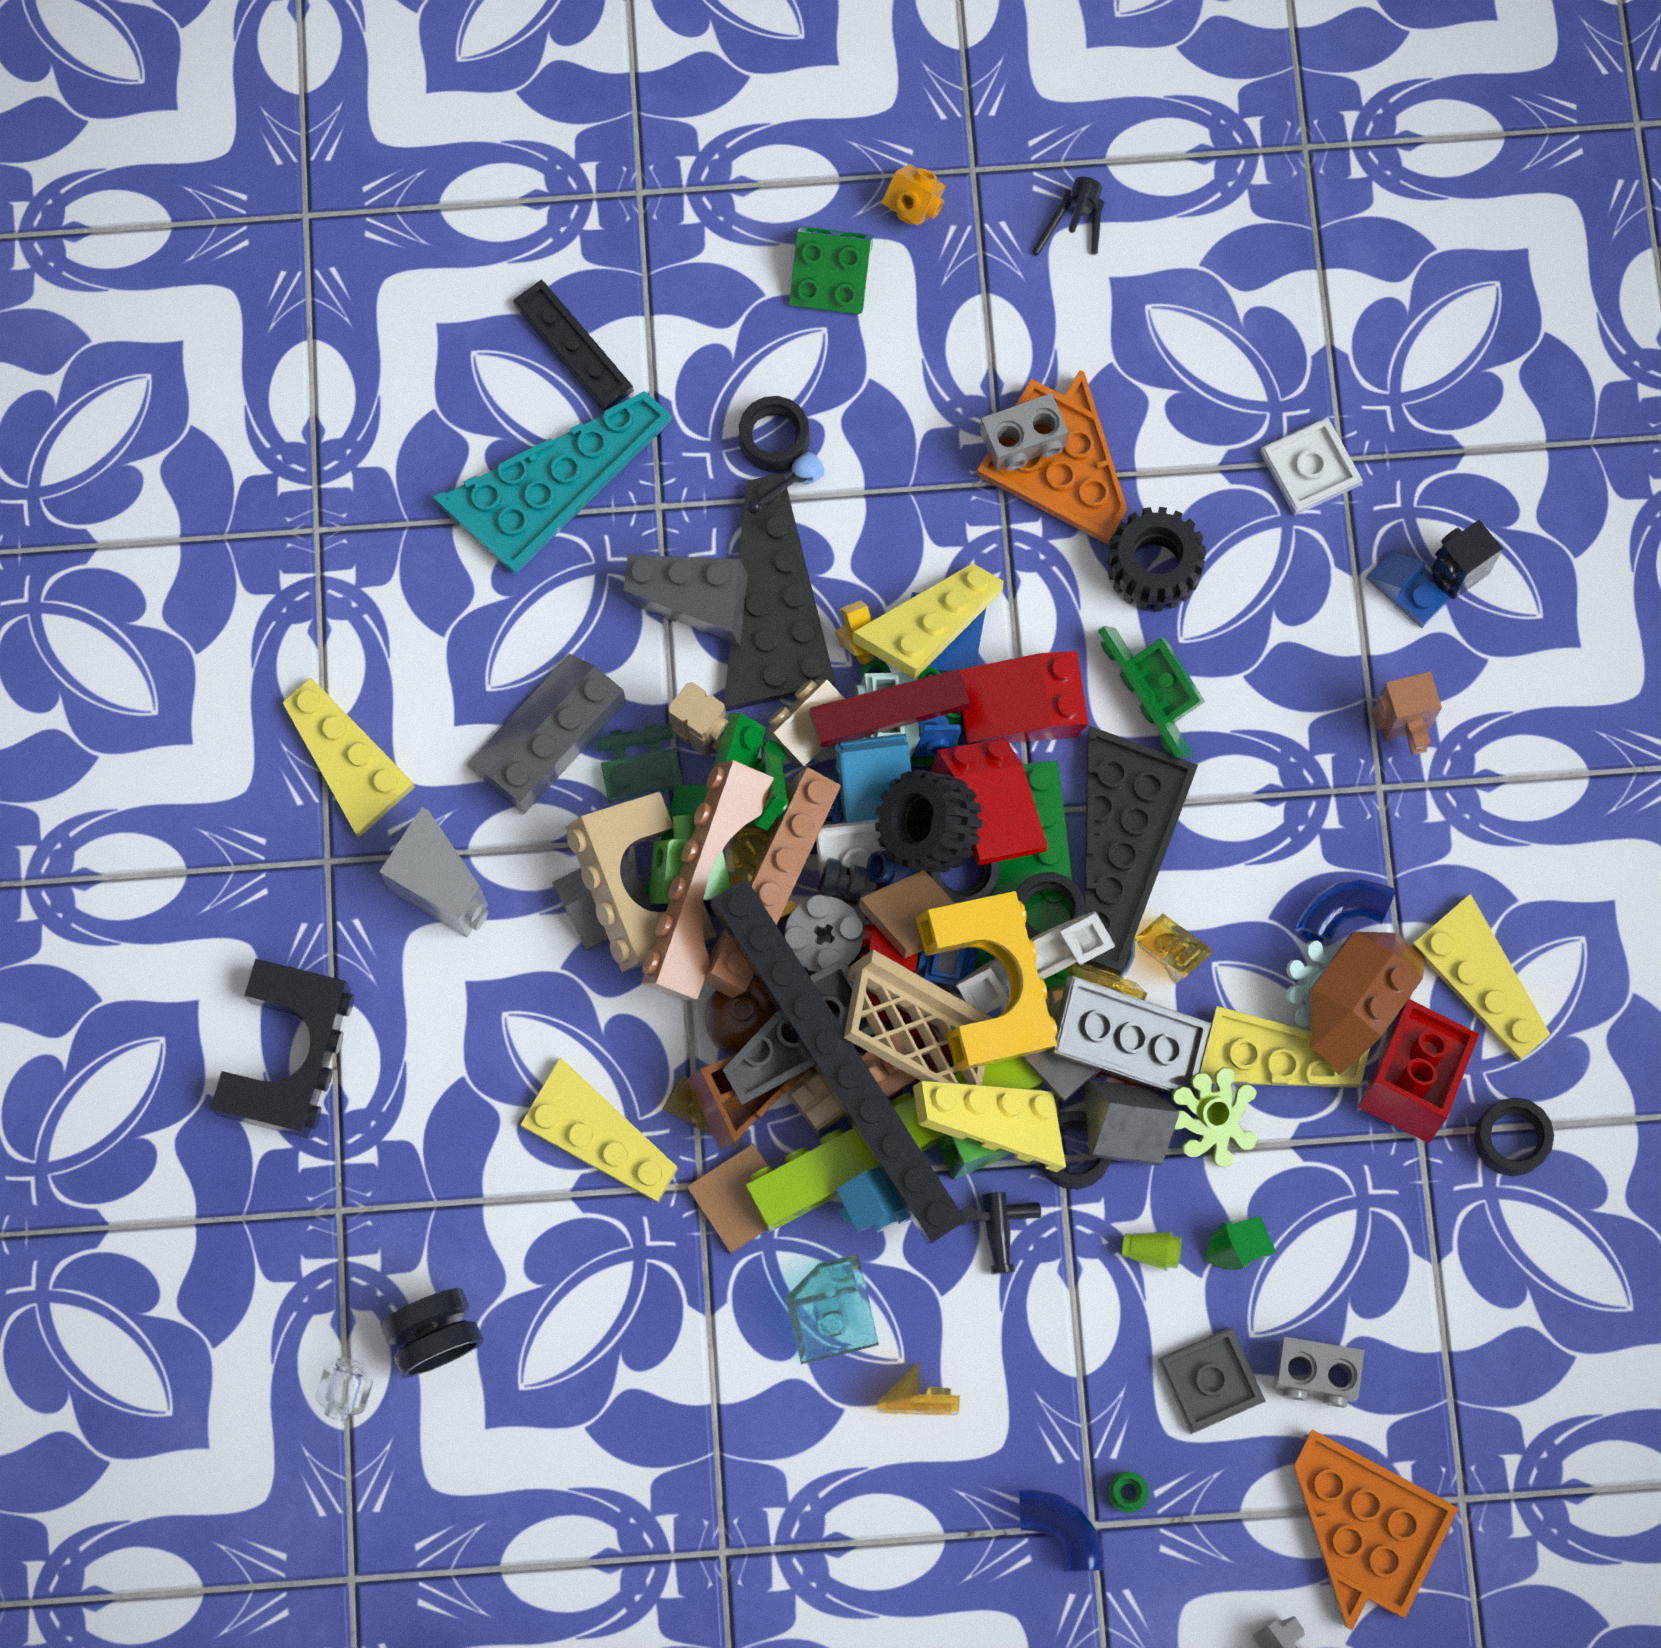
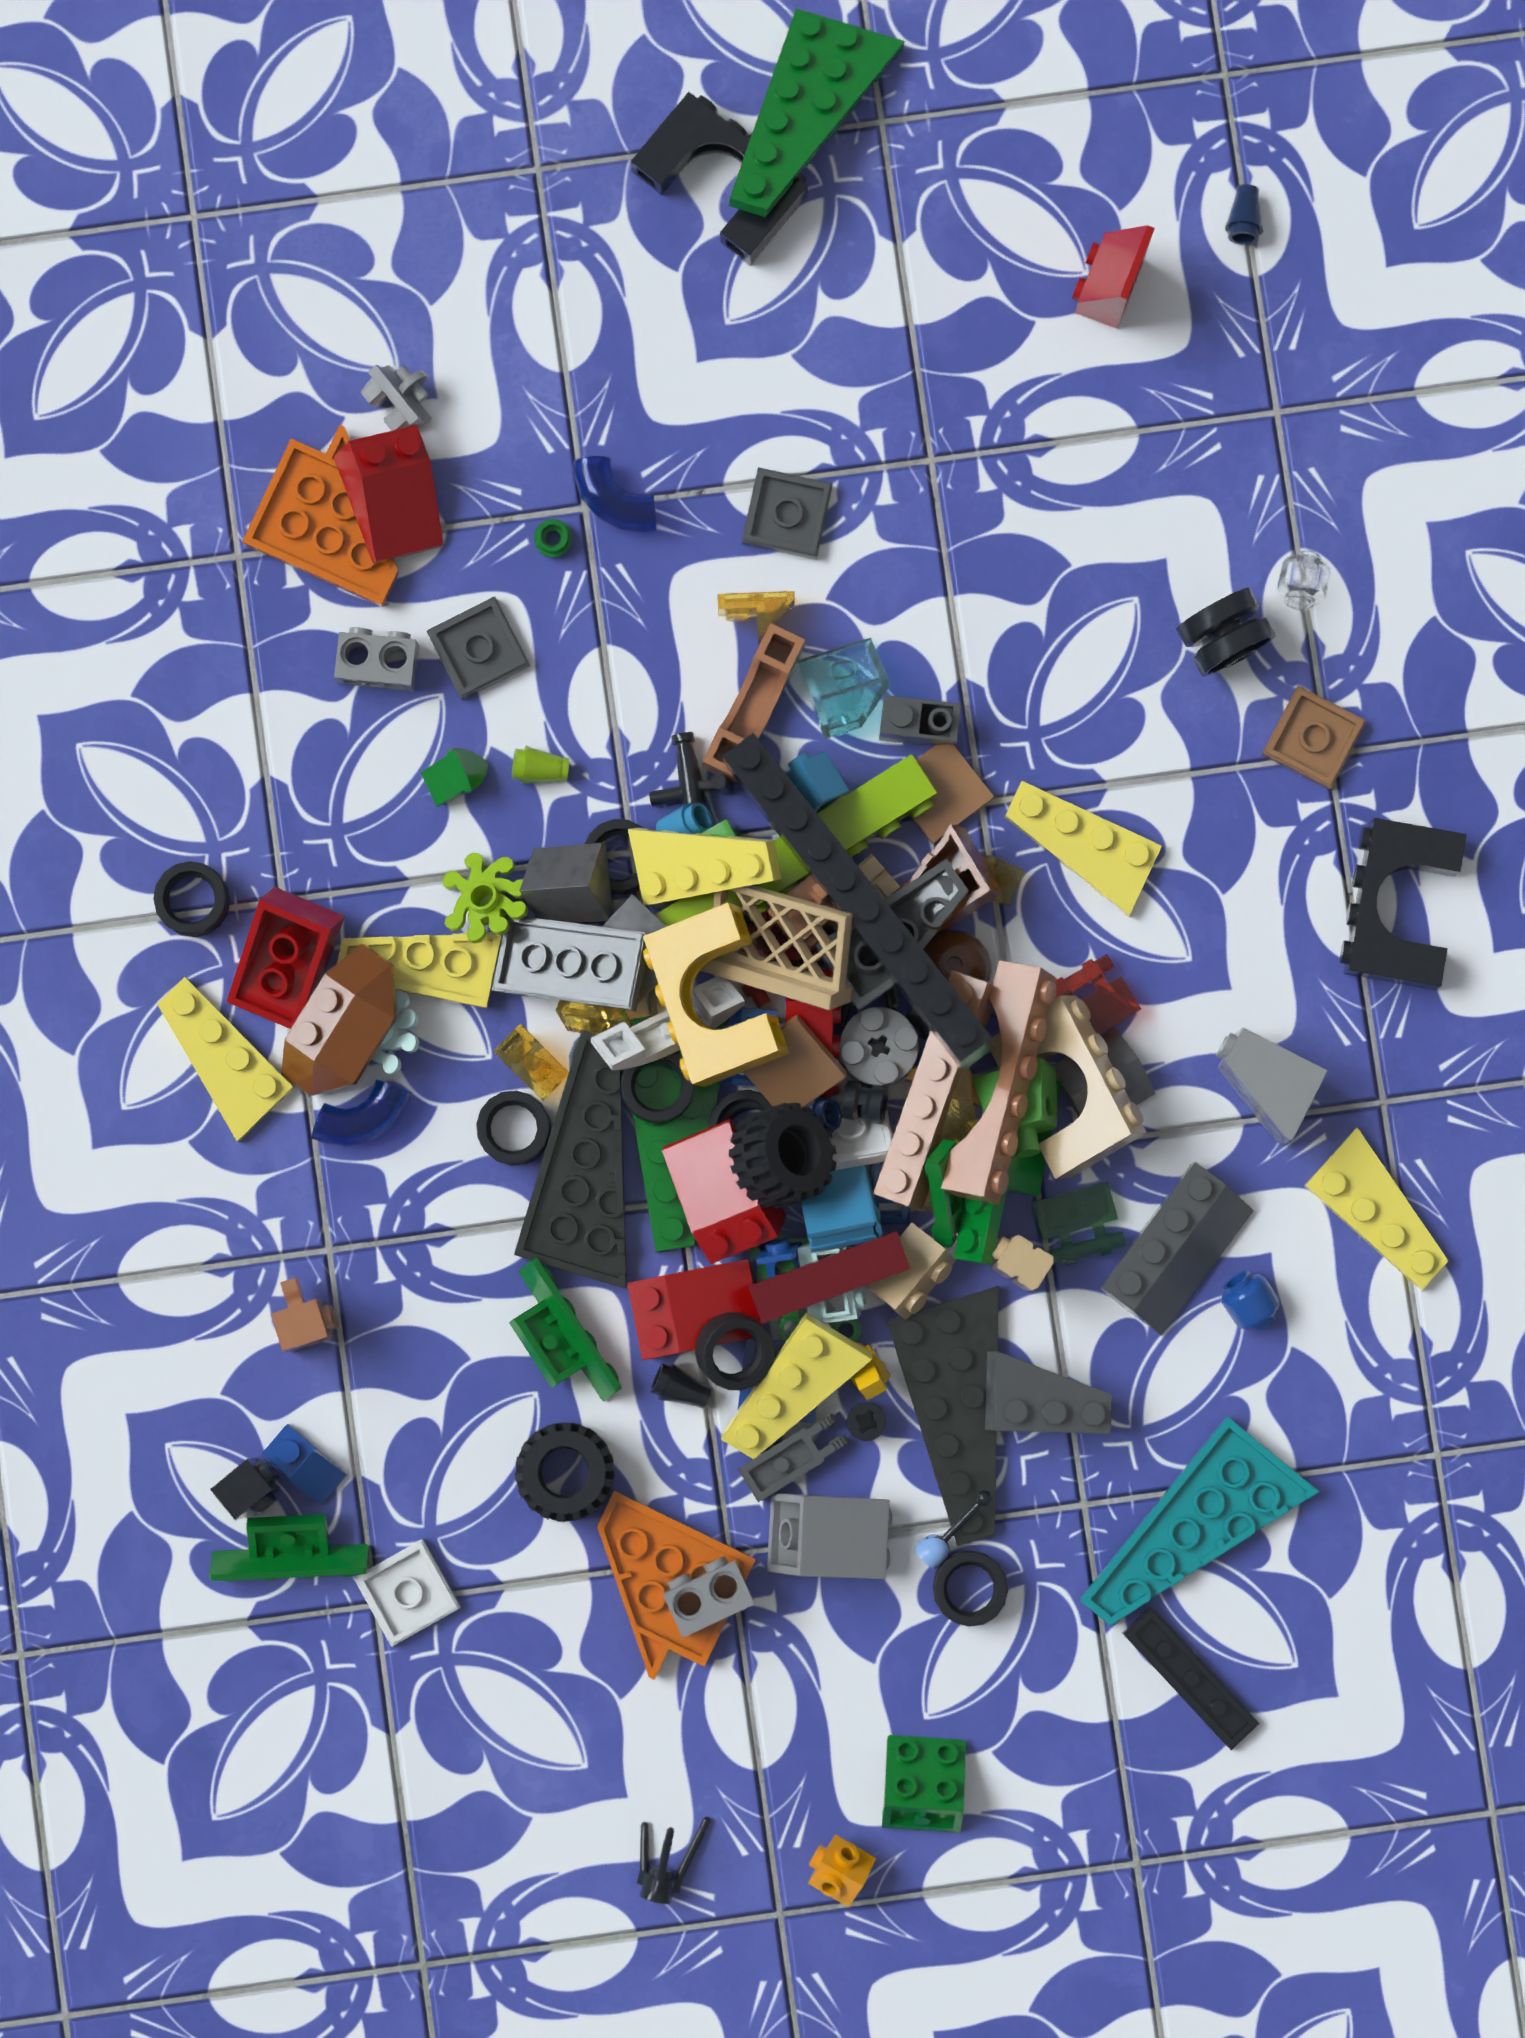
camera: 175 degrees right, 10 degrees up
(353, 1227) = (1313, 737): none -> medium nougat tile
(479, 676) = (1250, 1300): none -> blue head
(594, 967) = (1109, 1003): none -> clear red plate
(757, 1265) = (919, 721): none -> dark grey slope
(860, 576) = (860, 1420): none -> black wheel
(879, 1503) = (787, 513): none -> dark grey tile
(906, 485) = (829, 1536): none -> light grey slope
(926, 1298) = (757, 697): none -> nougat arch
(937, 560) = (789, 1460): none -> dark grey hinge
(979, 628) = (754, 1371): none -> black tyre
(1006, 1174) = (687, 819): none -> dark azure brick
(1041, 633) = (678, 1386): none -> black cone
(1201, 859) = (497, 1103): none -> black tyre
(1298, 1545) = (391, 493): none -> red slope
(1424, 505) = (288, 1550): none -> green bracket

